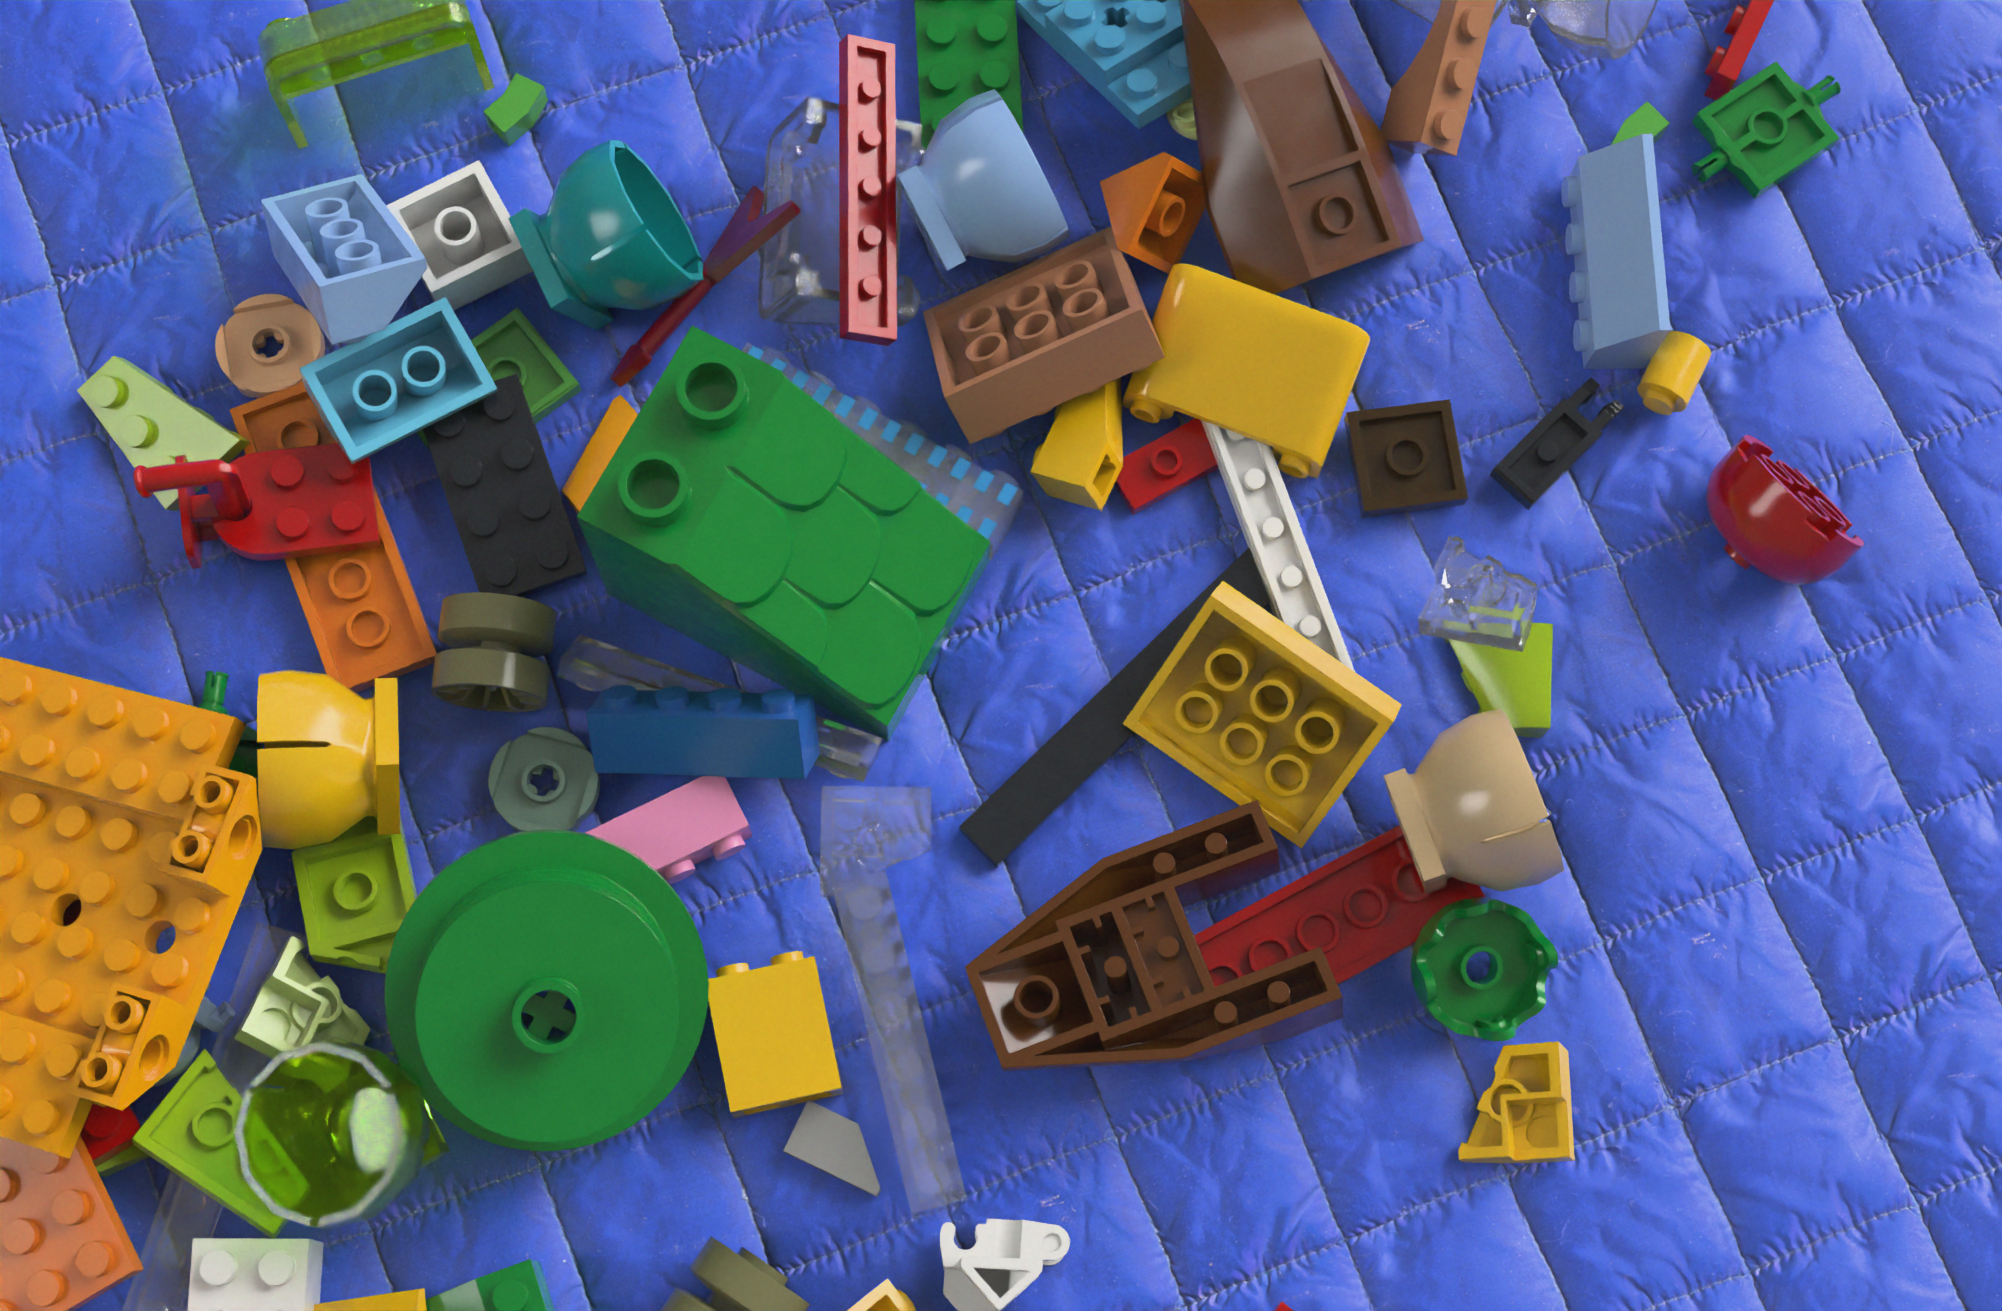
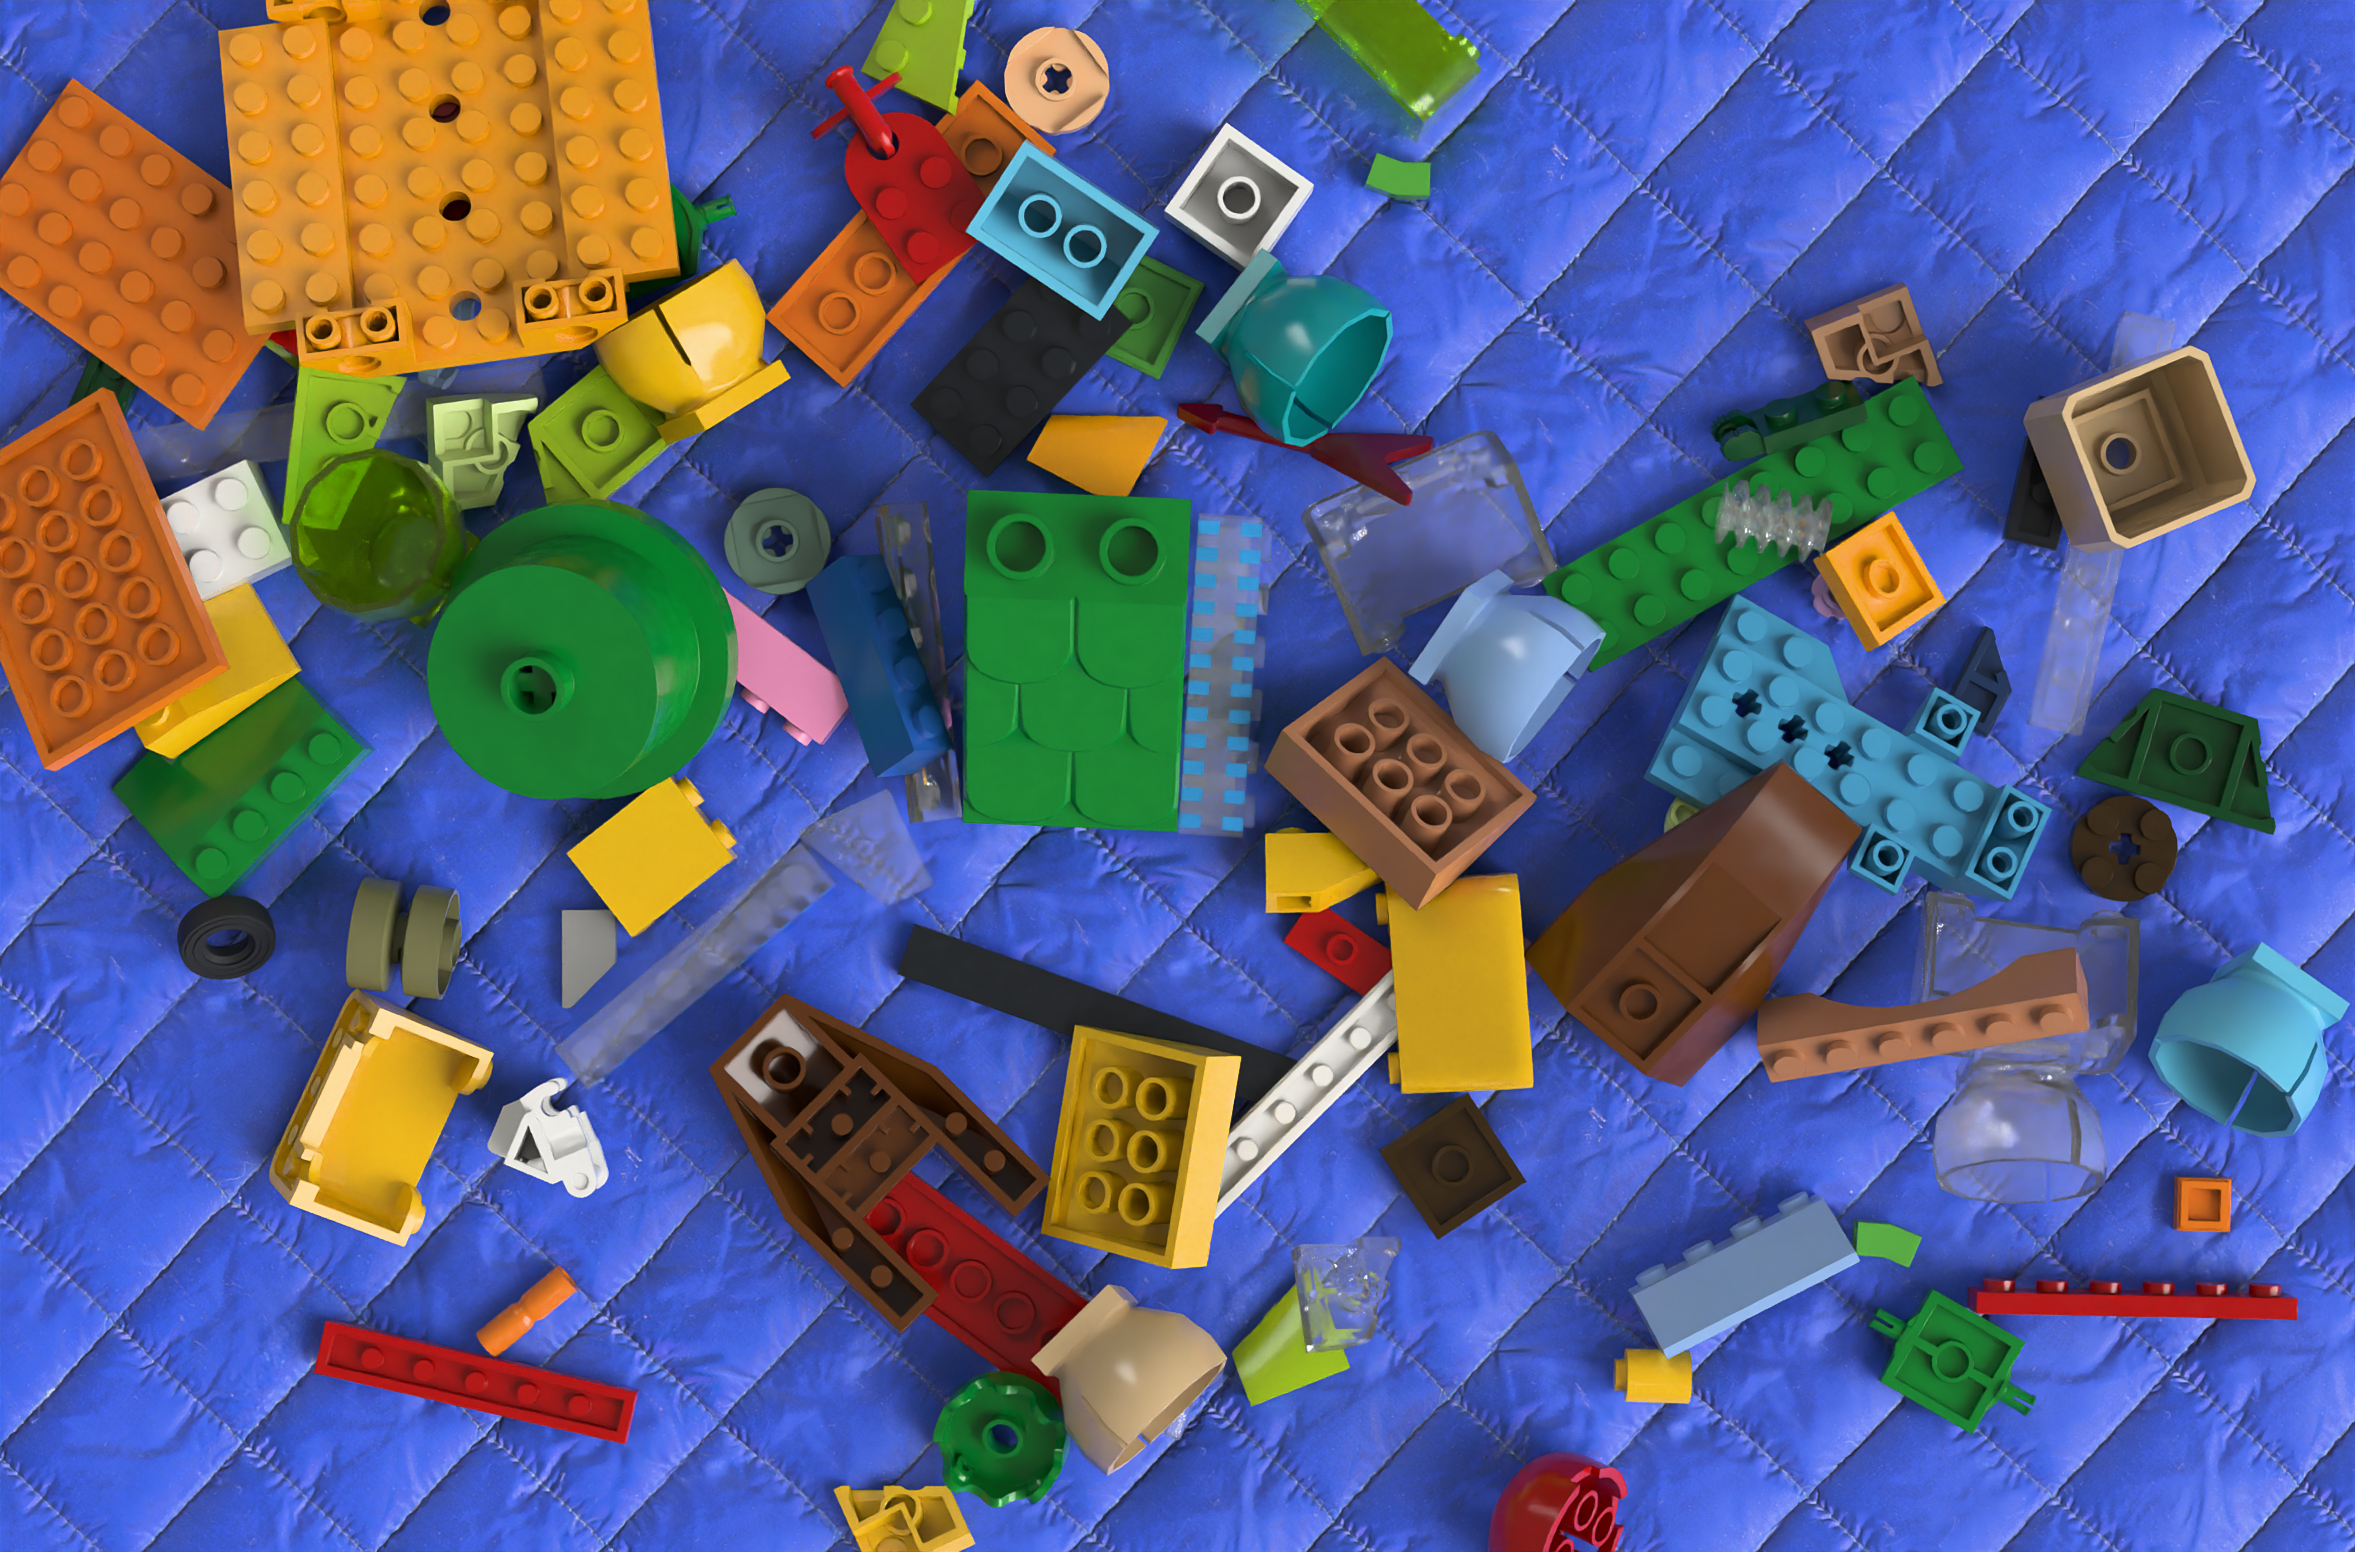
camera: 65 degrees right, 15 degrees up
(344, 255) = (1158, 115): light blue slope -> none
(494, 652) = (850, 449): olive wheel -> none
(867, 191) = (1452, 560): plate -> none
(1155, 209) = (1566, 829): orange slope -> none
(1553, 446) = (1530, 1296): black hinge -> none

